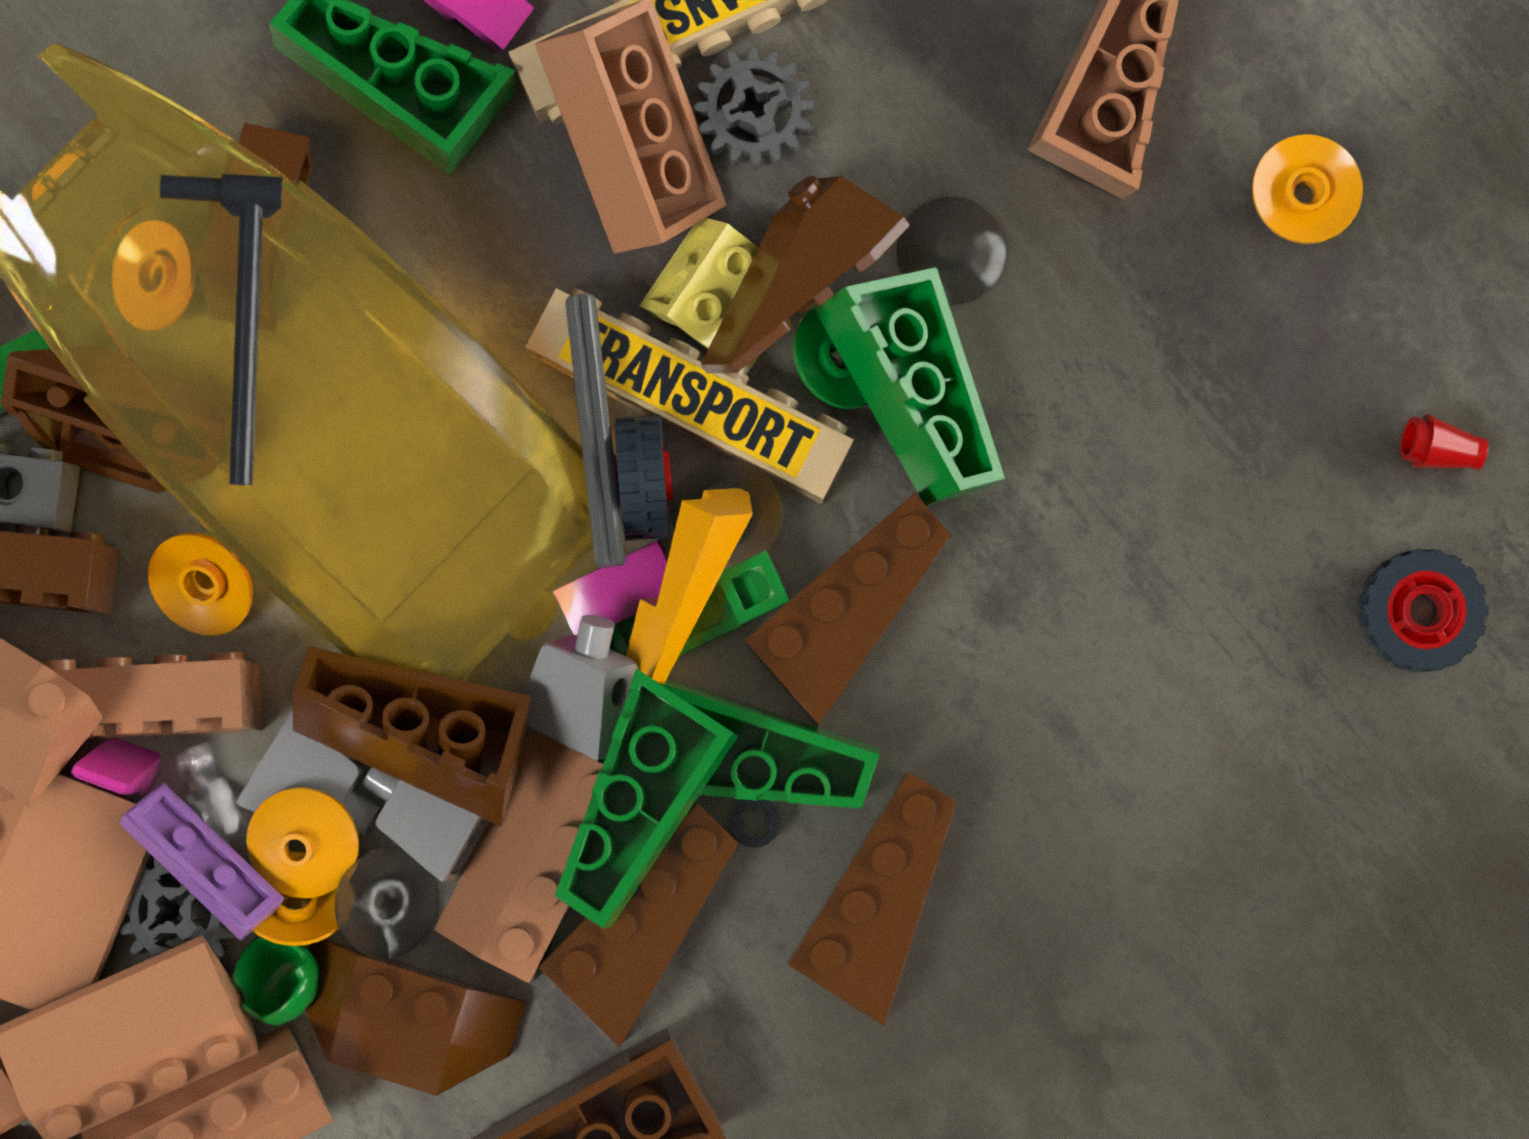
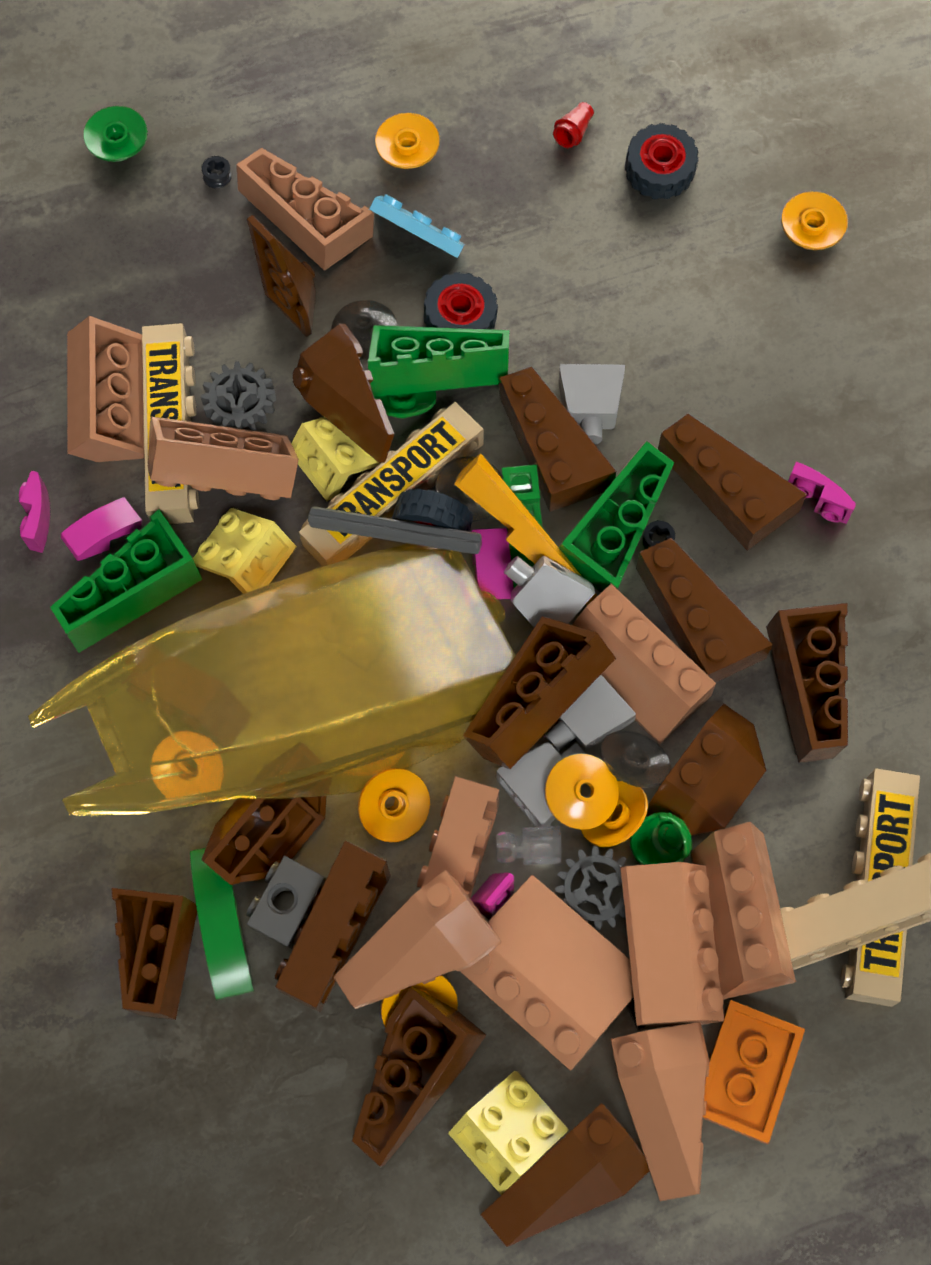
camera: 65 degrees left, 15 degrees down
(201, 861) = (572, 854): medium lavender tile -> none
(250, 200) = (181, 634): black bar -> none
(508, 218) = (245, 550): none -> light yellow bracket
(647, 785) = (625, 566): green wedge -> none
(905, 1061) = (832, 502): none -> dark pink slope
(946, 644) = (592, 395): none -> light grey torso
(970, 102) = (284, 278): none -> reddish brown wedge
(1061, 381) = (463, 293): none -> wheel
(1149, 260) = (417, 224): none -> medium azure wing
(1426, 900) = (816, 210): none -> light orange dish

